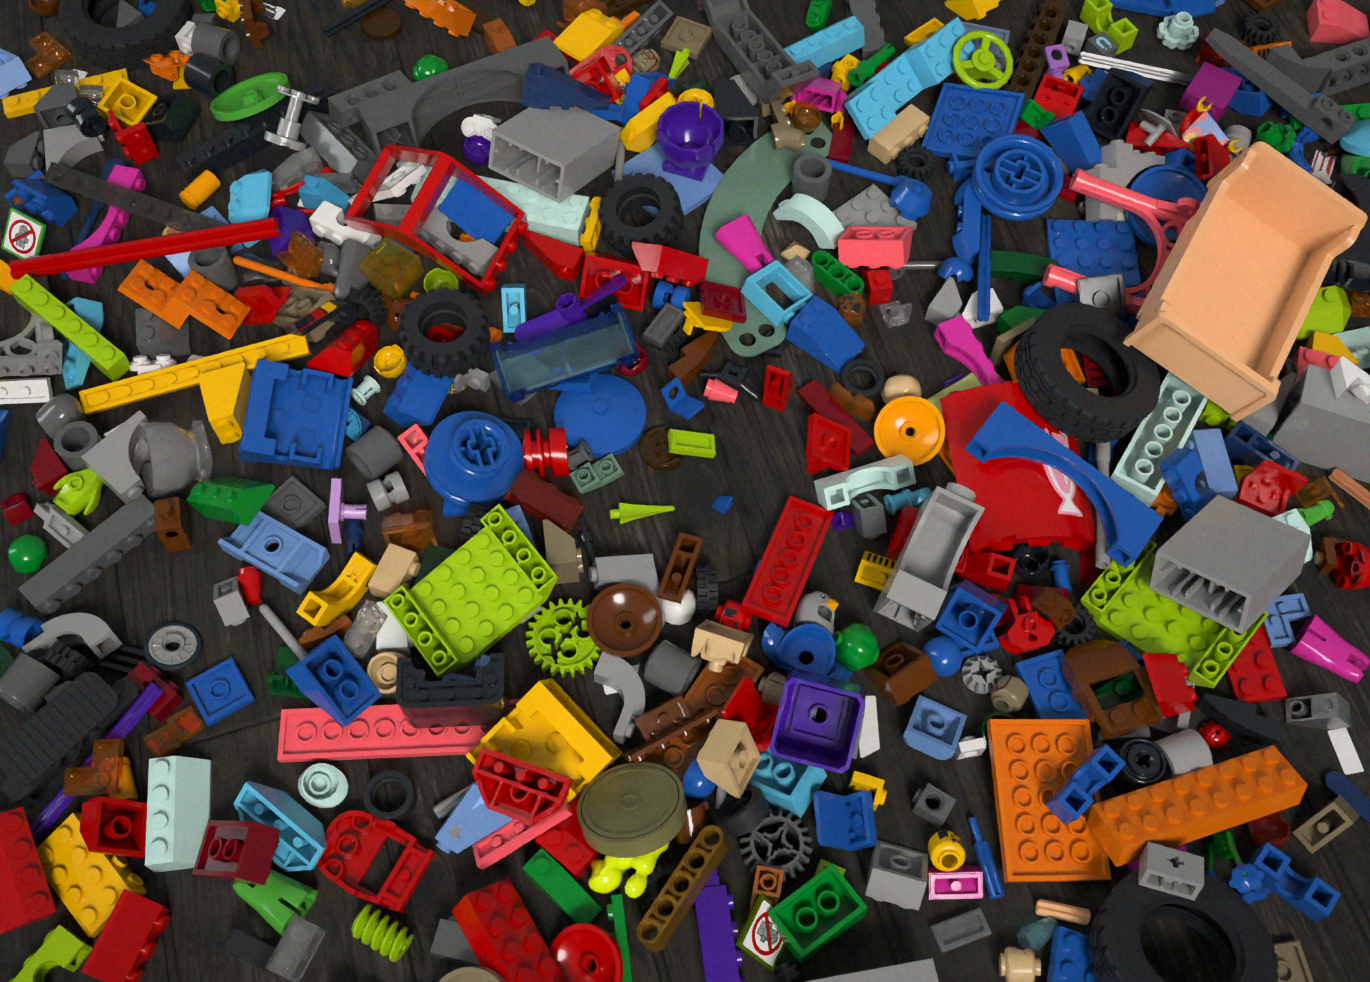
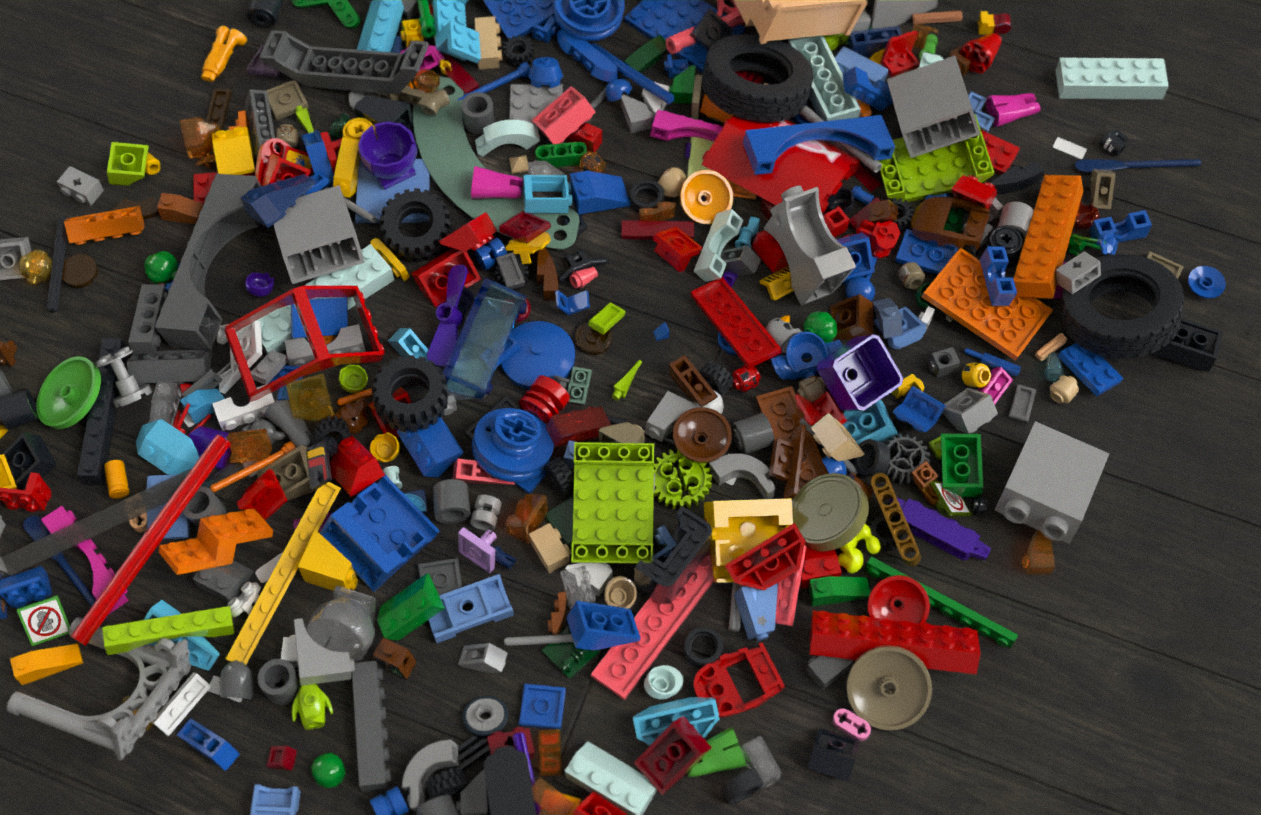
camera: 50 degrees left, 0 degrees up
(47, 468) = (273, 715): dark red slope -> none
(60, 524) = (328, 733): light grey hinge -> none
(251, 584) = (478, 636): red cone -> none
(340, 597) = (537, 585): yellow arch -> none
(381, 934) = (787, 705): lime piece -> none
(479, 125) = (240, 268): white bracket -> none
(559, 257) = (394, 296): red slope -> none
(720, 644) = (762, 394): tan brick -> none
(777, 388) = (615, 242): red slope -> none
(897, 315) = (621, 144): clear bracket -> none
(929, 704) = (888, 317): none -> sand blue slope
(976, 682) = (891, 285): light grey gear -> none
(1213, 740) = (1012, 196): red animal -> none
(1318, 711) = (1040, 141): flat silver slope -> none

